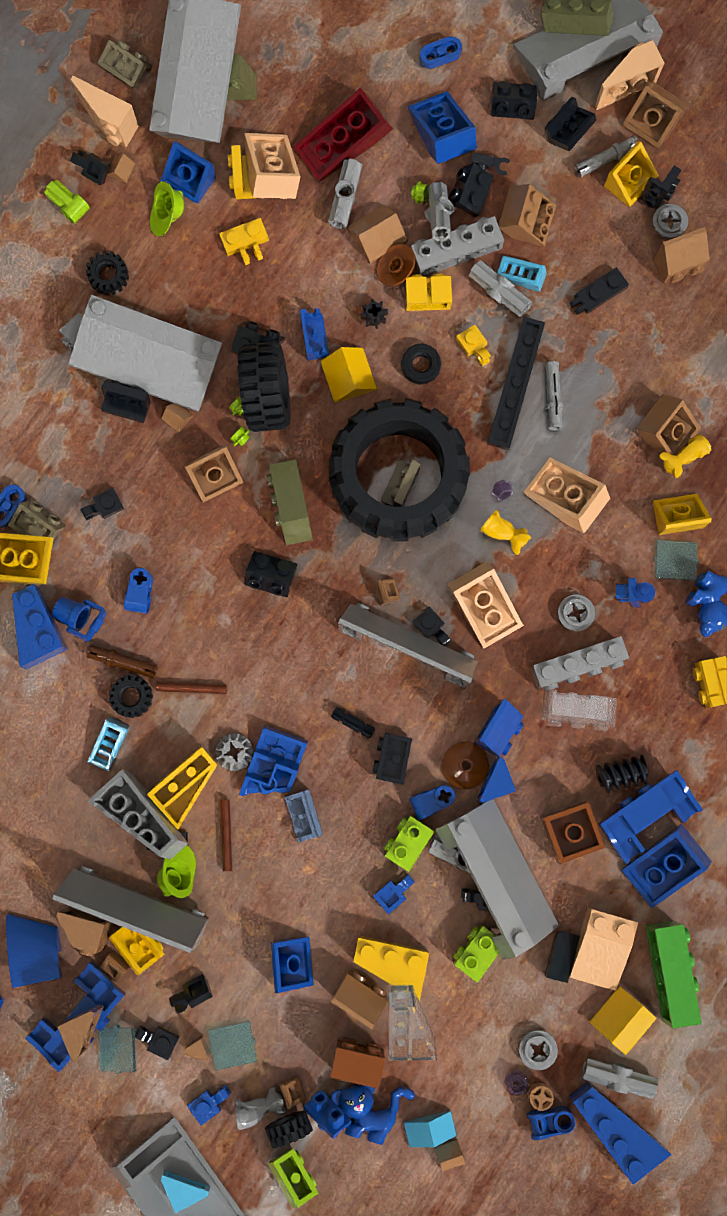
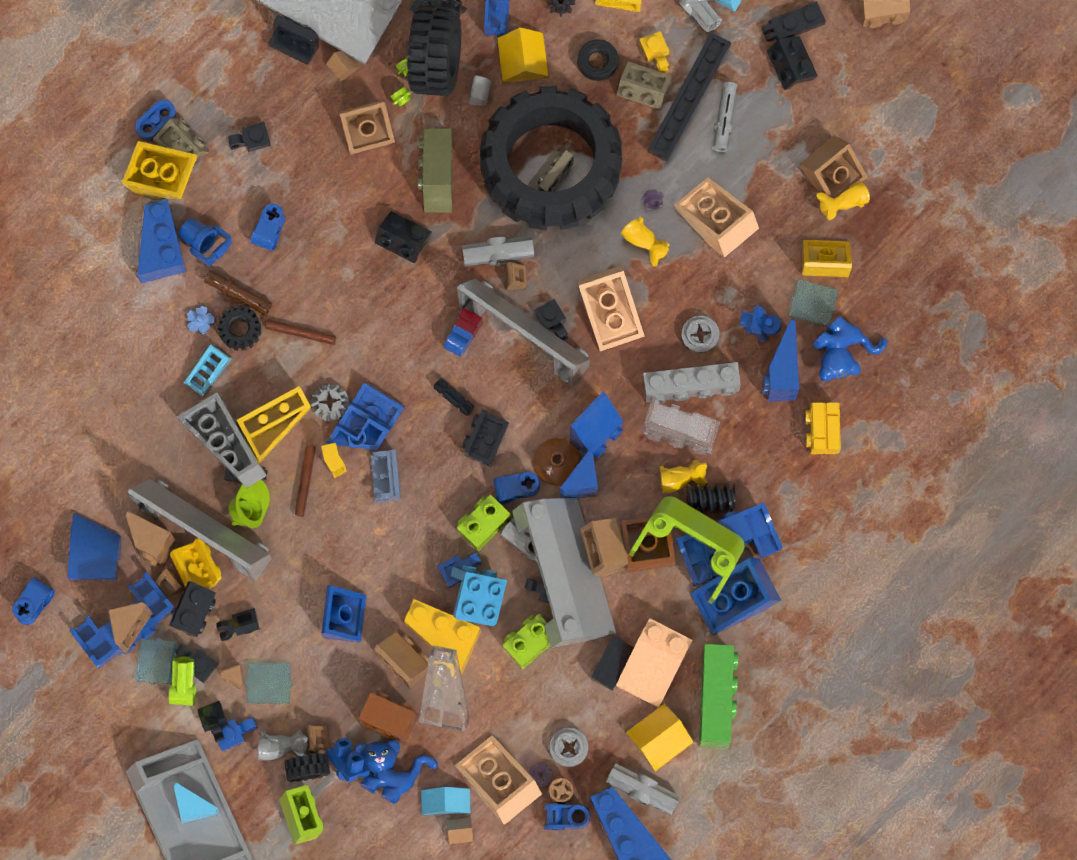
camera: 15 degrees right, 5 degrees down
(91, 695) = (200, 320): none -> medium blue plant
(142, 991) = (192, 609): none -> black bracket
(149, 1071) = (182, 687): none -> lime piece
(184, 1097) = (212, 719): none -> black plate
(249, 811) = (333, 460): none -> yellow piece
(314, 417) = (479, 91): none -> light grey brick
(348, 658) = (463, 332): none -> leg
(365, 570) = (498, 251): none -> light grey piece
(421, 919) = (478, 595): none -> dark azure bracket
(470, 380) = (643, 85): none -> dark tan bracket
(476, 1098) = (498, 779): none -> light nougat slope
(534, 847) = (604, 546): none -> medium nougat slope
(585, 760) = (679, 476): none -> yellow animal
(596, 805) = (675, 513): none -> lime windscreen
(605, 330) = (791, 61): none -> black bracket
(666, 633) = (782, 377): none -> blue slope

